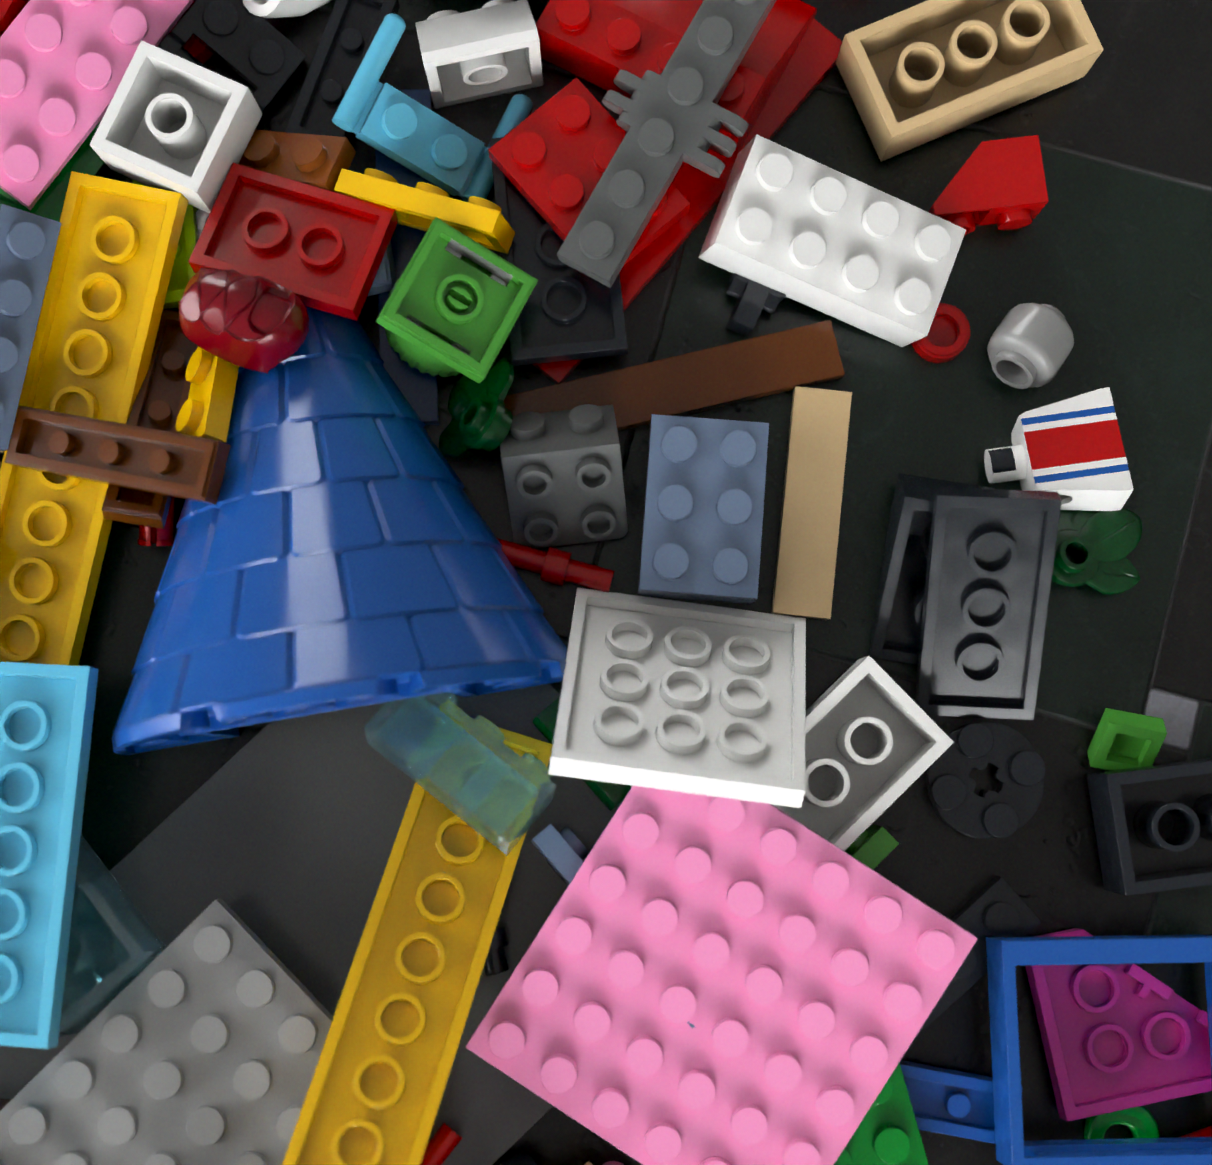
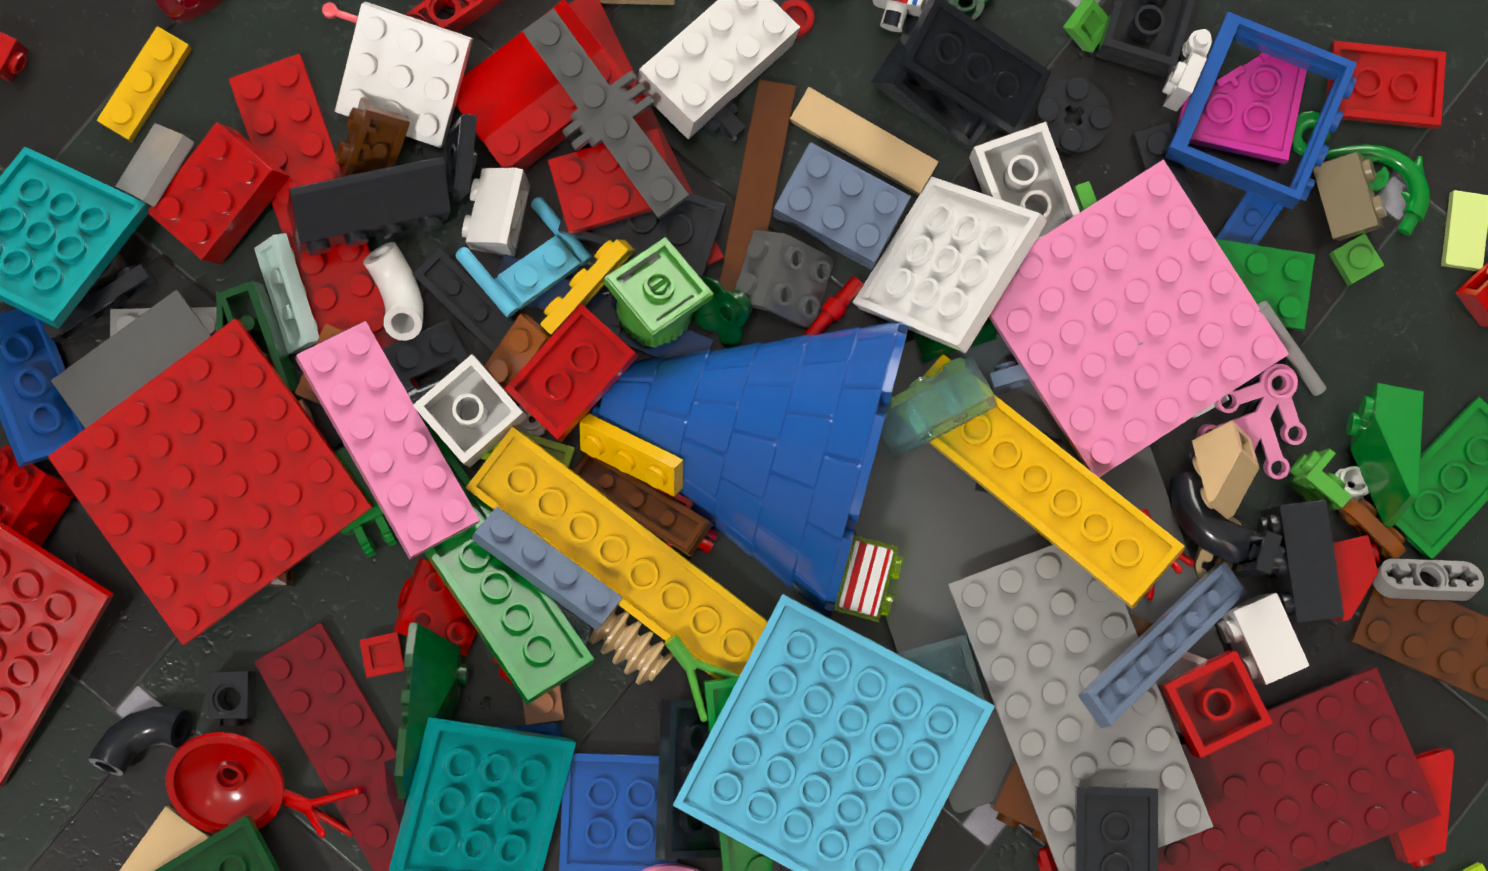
camera: 65 degrees left, 0 degrees up
(118, 454) = (659, 529): reddish brown tile -> none
(184, 780) = (867, 579): none -> brick
(243, 318) = (611, 418): dark red piece -> none
(1115, 916) = (1186, 73): none -> white plate

